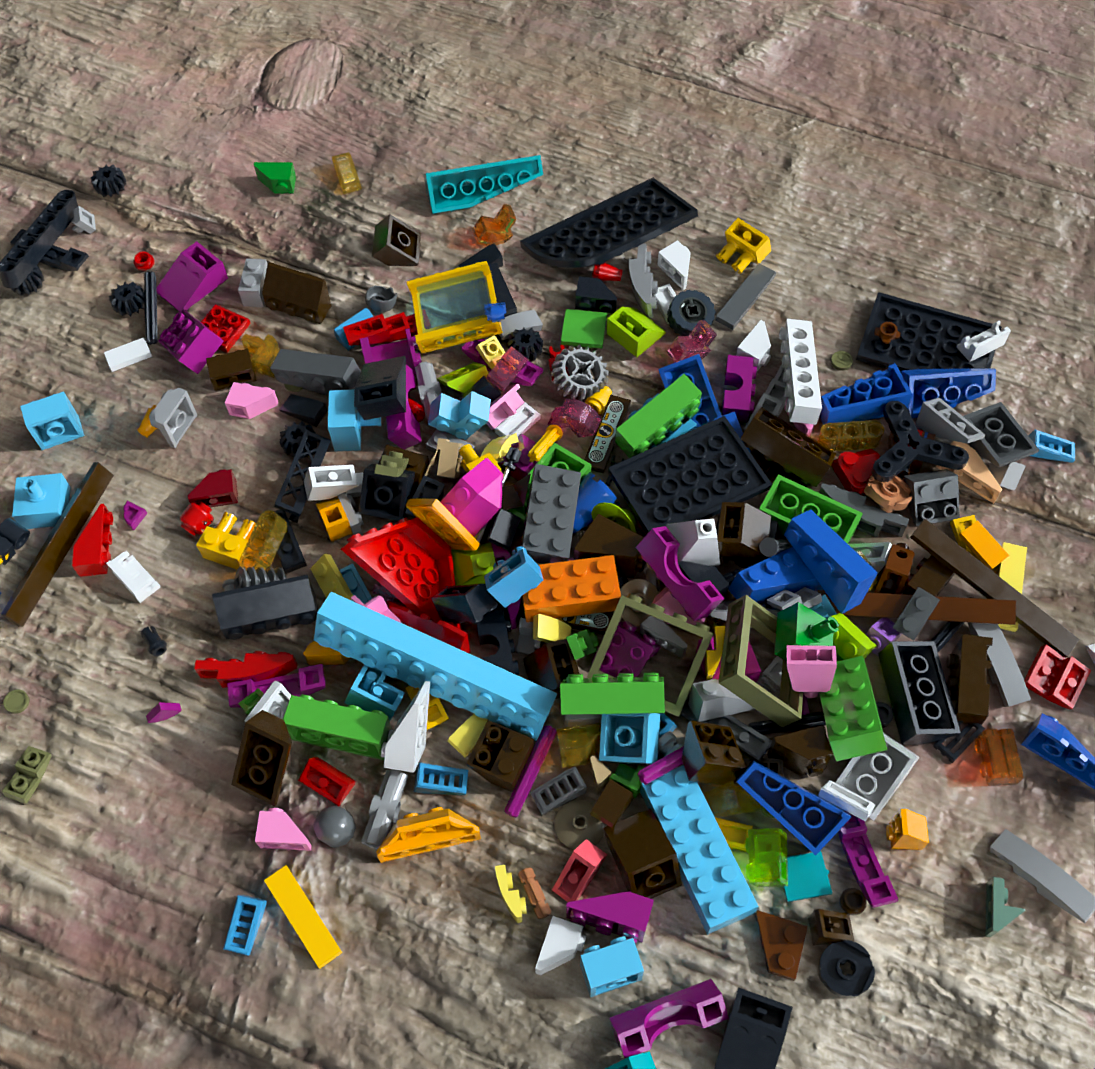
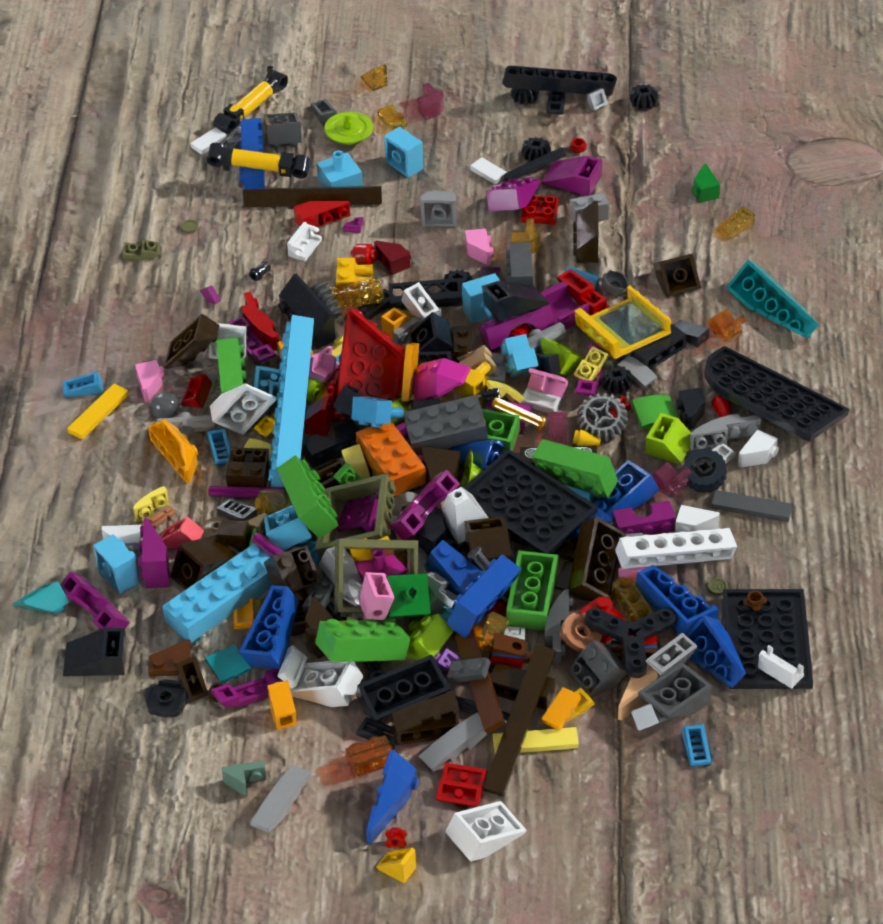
camera: 70 degrees right, 15 degrees down
(231, 368) = (498, 224): dark brown brick -> none
(392, 464) = (444, 327): olive slope -> none
(495, 311) = (623, 339): blue plate -> none
(507, 368) = (576, 364): clear pink brick -> none
(748, 242) = (804, 486): yellow brick -> none
(767, 857) = (228, 631): clear neon green brick -> none

